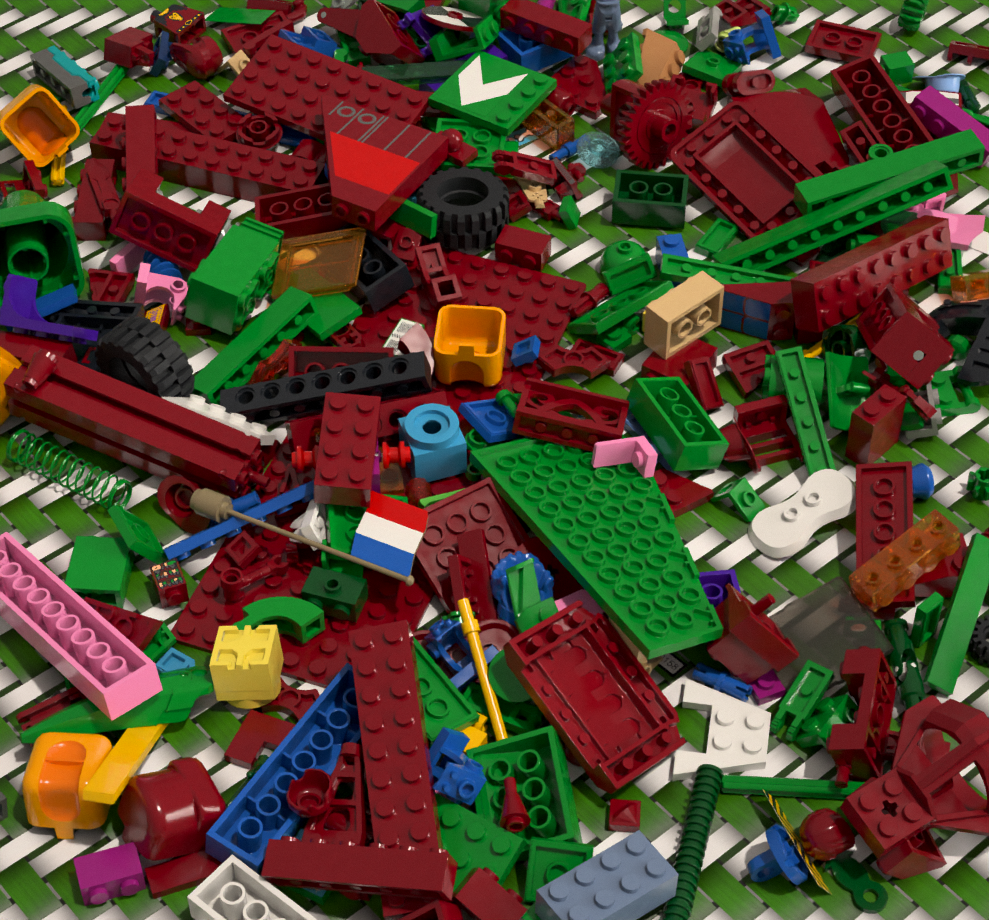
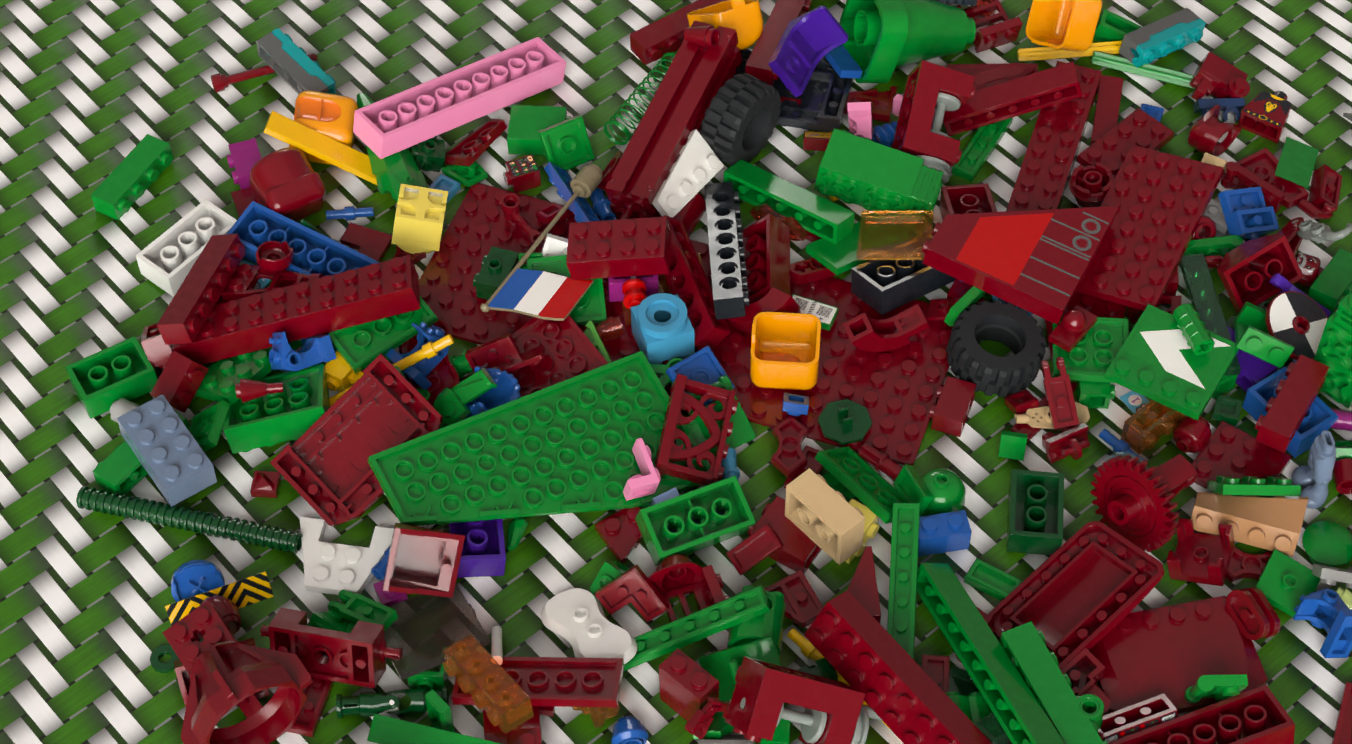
camera: 90 degrees right, 5 degrees up
(151, 29) = (1238, 87): none -> dark red plate
(206, 754) = (349, 213): none -> blue bar
(290, 614) = (475, 245): green arch -> none
(467, 67) = (1193, 329): none -> green axle
(541, 320) = (844, 421): none -> dark green piece
(763, 468) = (635, 588): none -> dark red tile
(786, 786) = (282, 587): green axle -> none
(833, 100) = (1216, 686): none -> green plate
(843, 572) = (496, 644): none -> white bar

